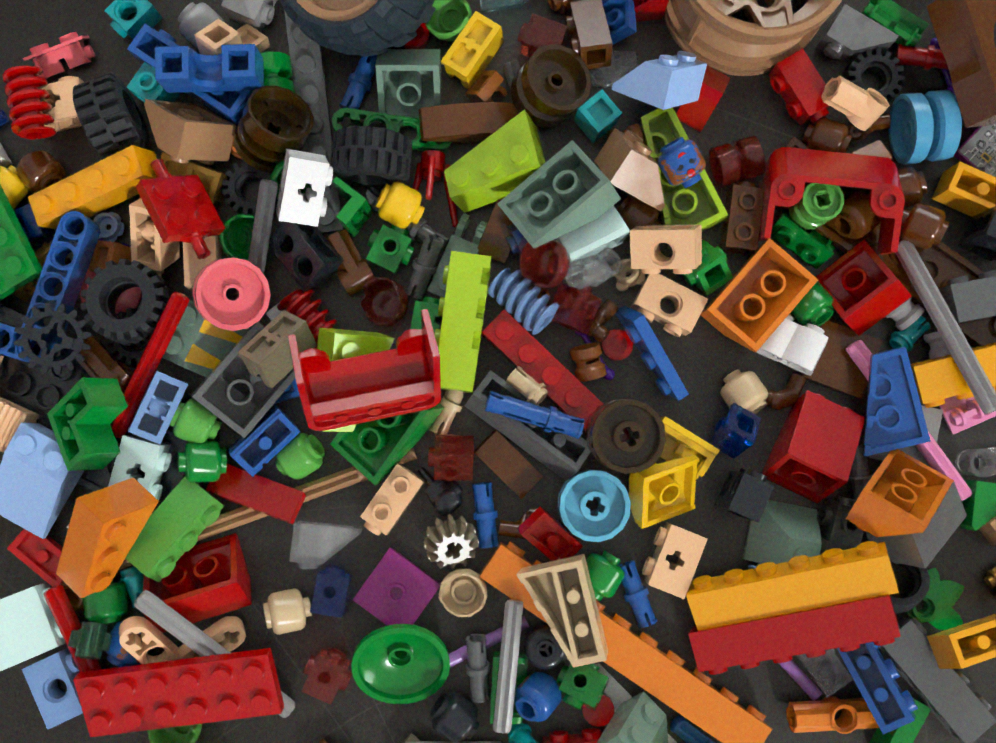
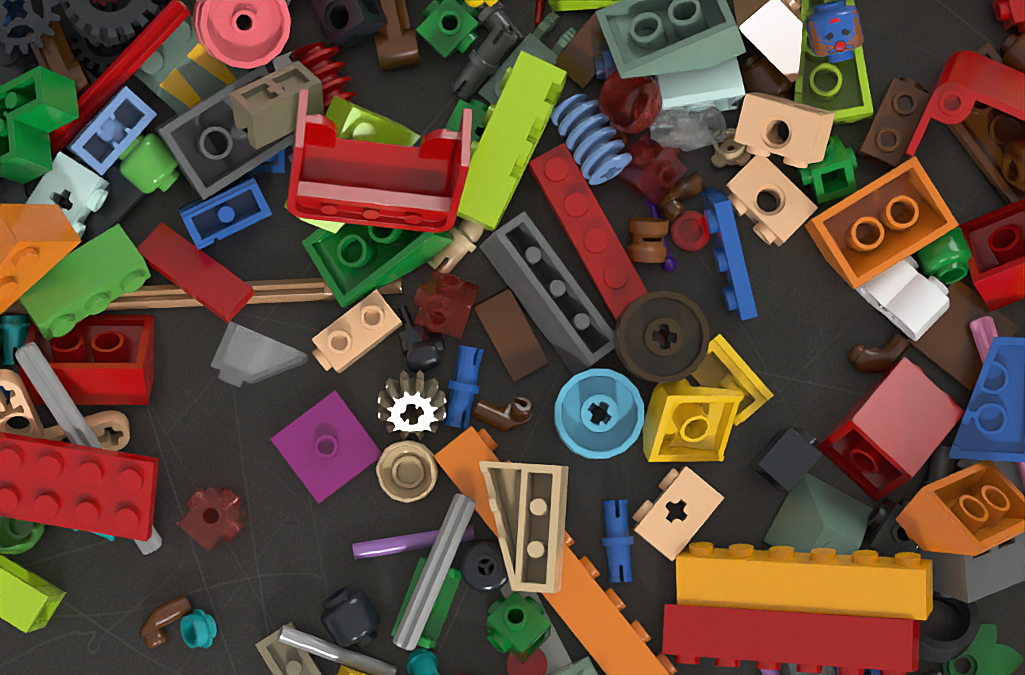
camera: 20 degrees right, 0 degrees up
(202, 461) = (143, 213): green head -> none
(286, 611) = (187, 426): tan head -> none
(300, 456) = (261, 245): bright green head -> none
(336, 605) = (250, 436): clear blue brick -> none
(384, 301) = (421, 89): clear red hair -> none
(400, 664) = (302, 548): green dish -> none
(478, 668) = (396, 567): dark grey pin -> none
(527, 386) = (562, 243): tan pin -> none
(537, 697) = (458, 623): blue head -> none
(547, 418) = (570, 286): blue pin -> none
(549, 535) = (533, 433): red plate -> none
(604, 574) = (586, 502): green head -> none
(736, 431) = (801, 379): clear blue brick -> none
(741, 160) = (895, 52): clear red wheel -> none
(744, 390) = (827, 337): tan head -> none
(810, 247) = (968, 186): green hinge -> none
(817, 206) = (985, 134): bright green wheel -> none

